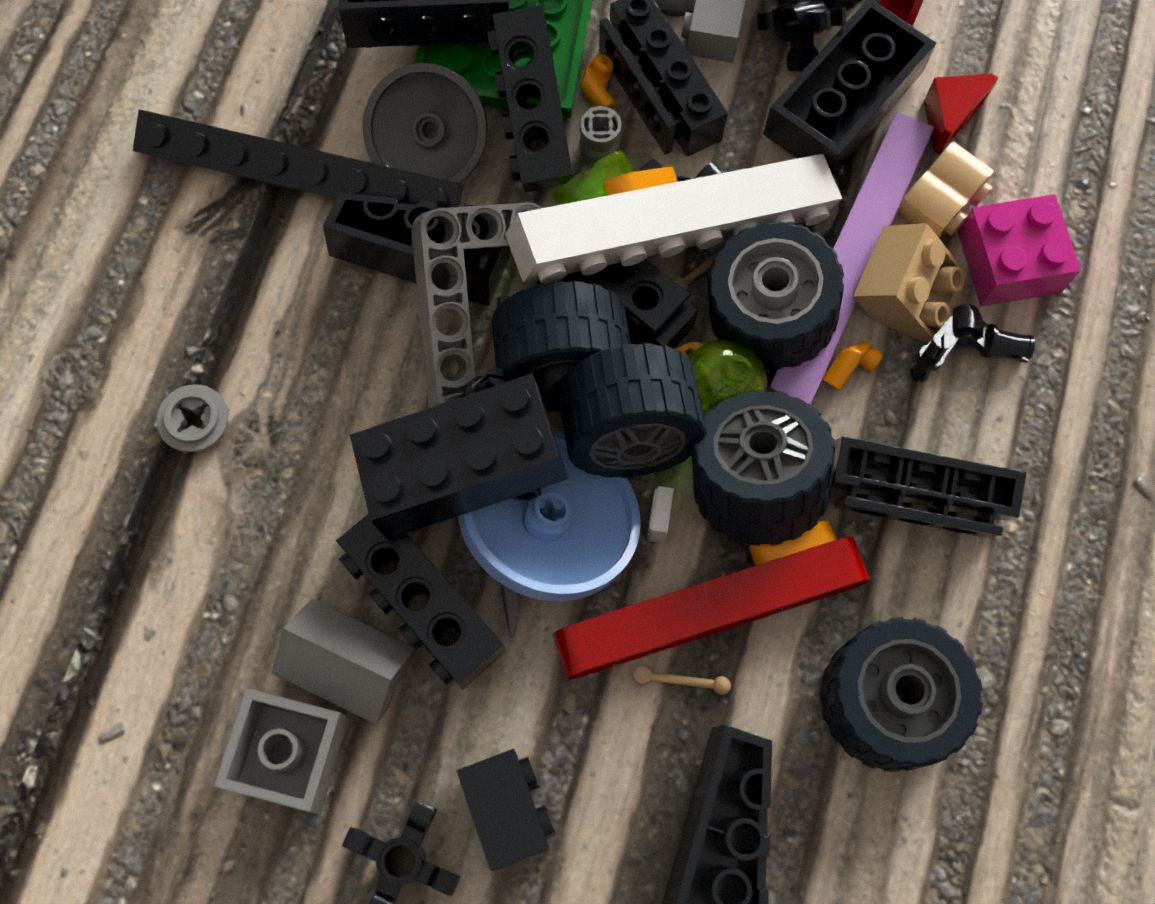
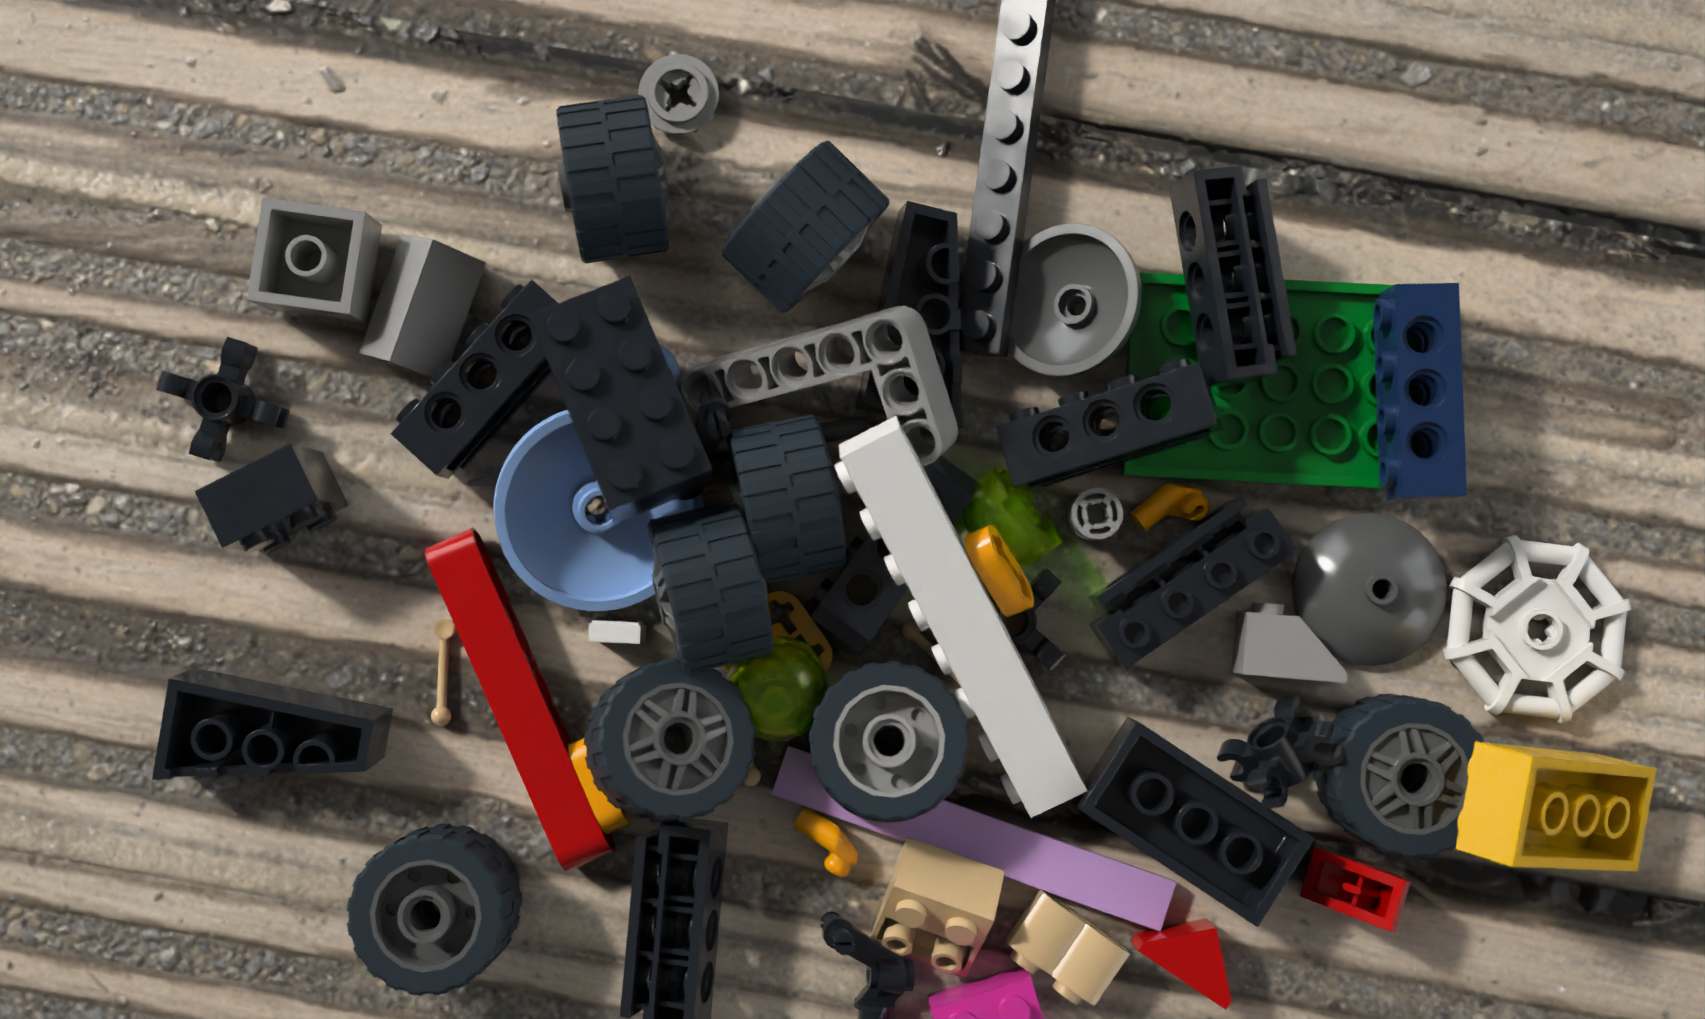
camera: 90 degrees right, 15 degrees up
(258, 459) = (613, 178): none -> black wheel
(331, 306) = (805, 226): none -> black wheel

